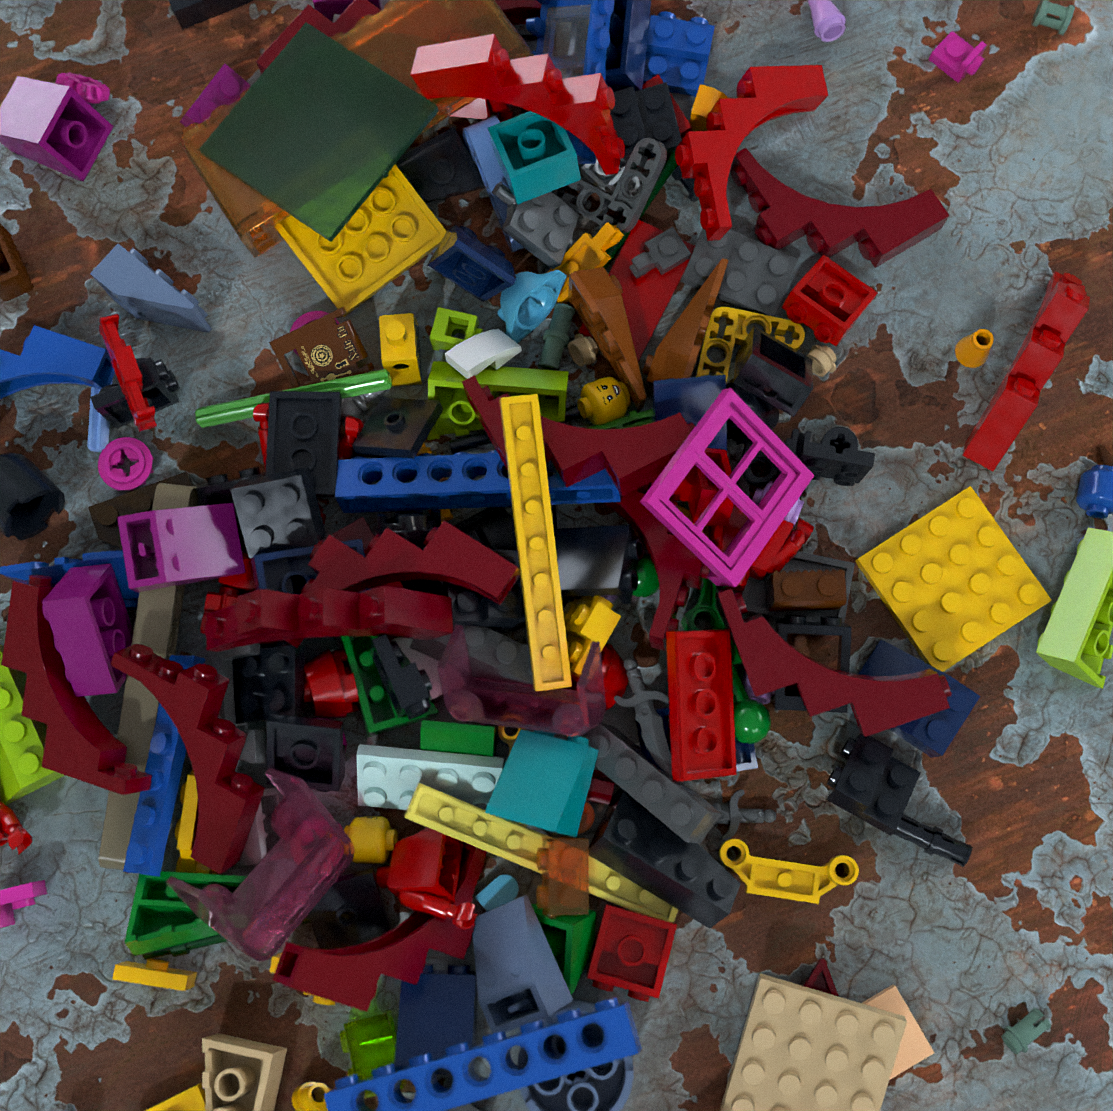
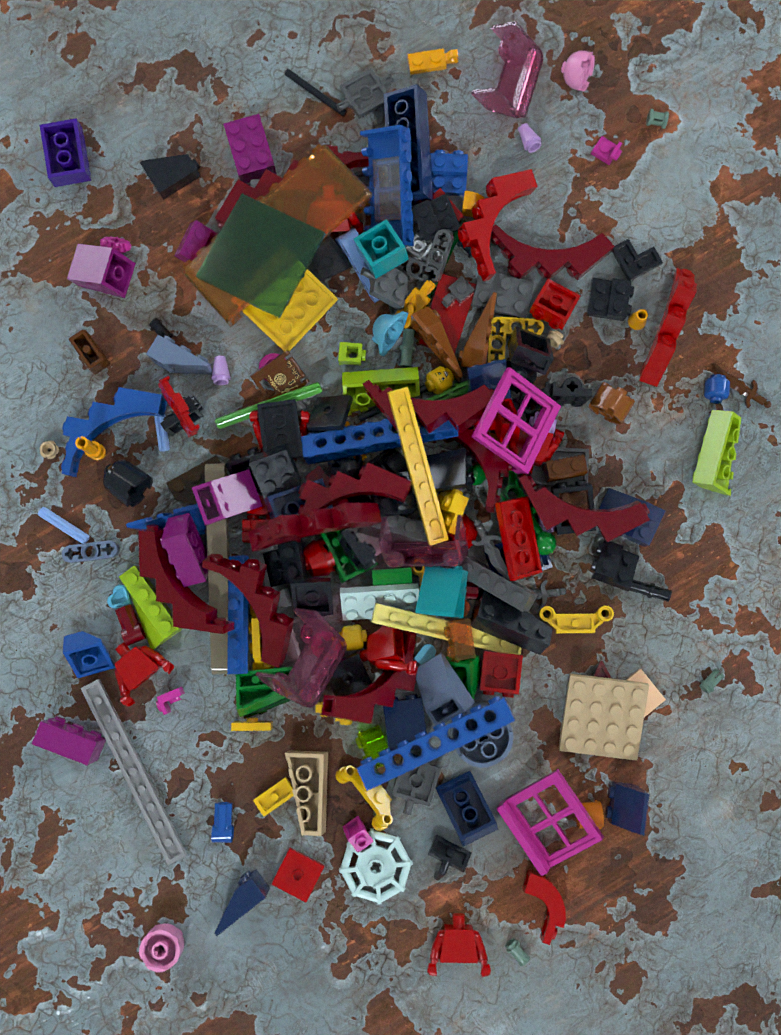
camera: 10 degrees left, 5 degrees up
(112, 458) = (173, 453): dark pink gear -> none
(128, 236) = (157, 326): none -> black pin
(221, 329) = (220, 371): none -> lavender cone
(401, 346) = (323, 368): yellow torso -> none
(472, 264) = (355, 314): dark blue slope -> none
(482, 350) = (368, 363): white slope -> none
(483, 70) = (348, 210): red arch -> none
(583, 350) = (423, 353): tan plate -> none
(907, 487) = (611, 403): none -> dark orange brick
(929, 306) = (610, 299): none -> black plate
(953, 580) = (643, 450): yellow plate -> none
(982, 254) = (635, 264): none -> black plate

